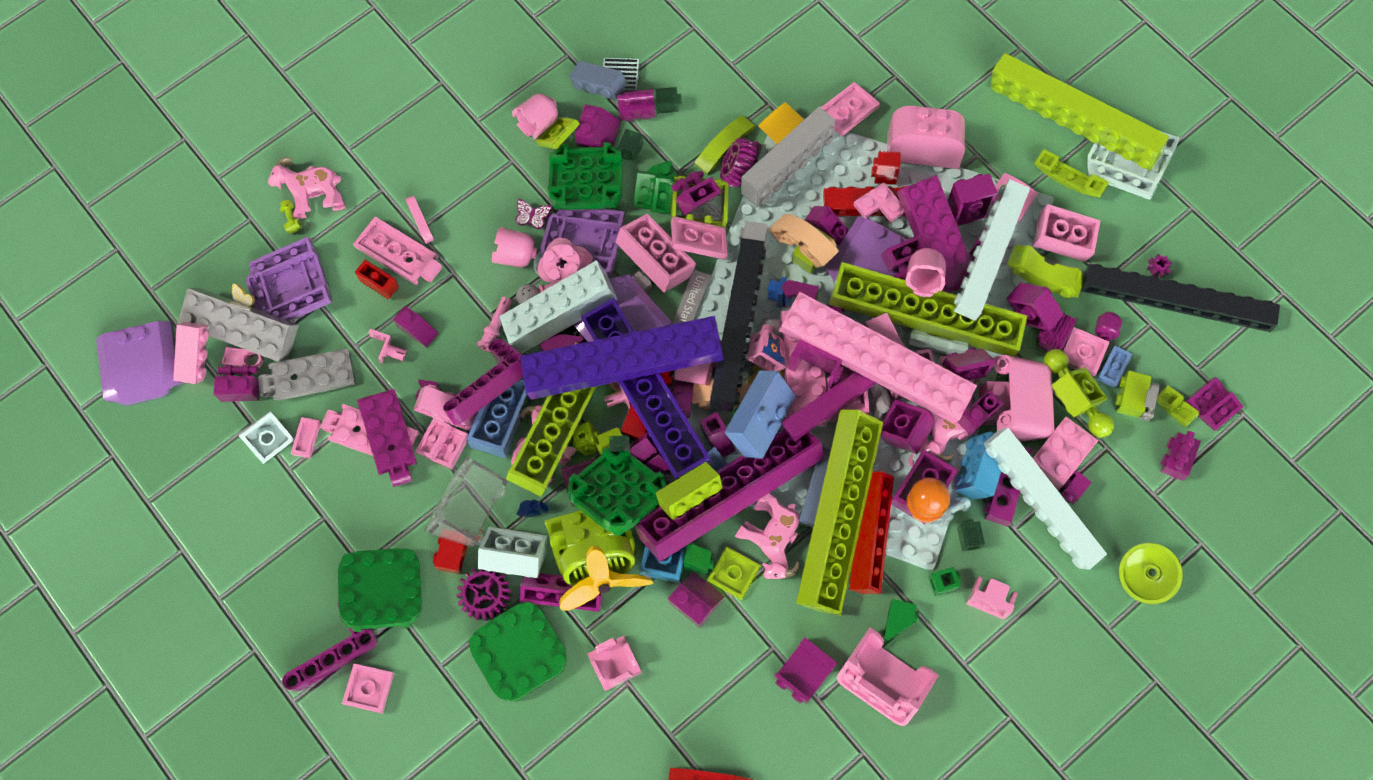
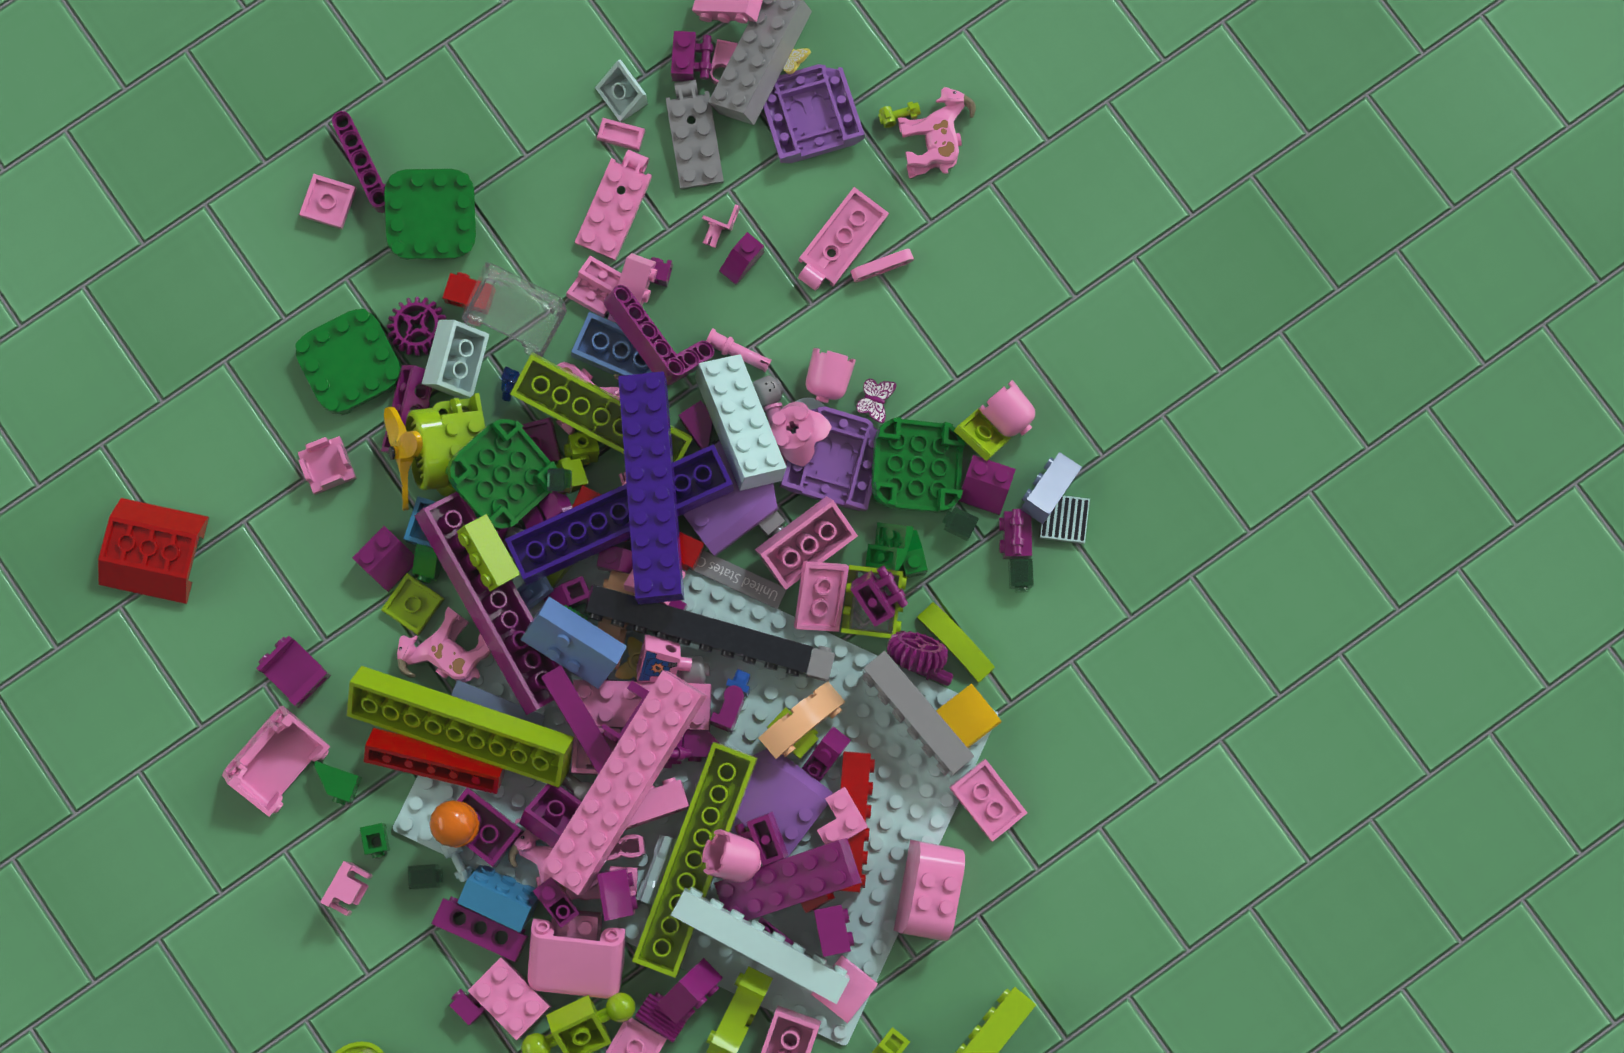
camera: 90 degrees right, 10 degrees up
(377, 279) = (804, 214): red brick -> none
(384, 428) = (615, 222): magenta hinge -> none
(886, 167) = (891, 833): red brick -> none
(1044, 498) = (449, 962): light aqua brick -> none

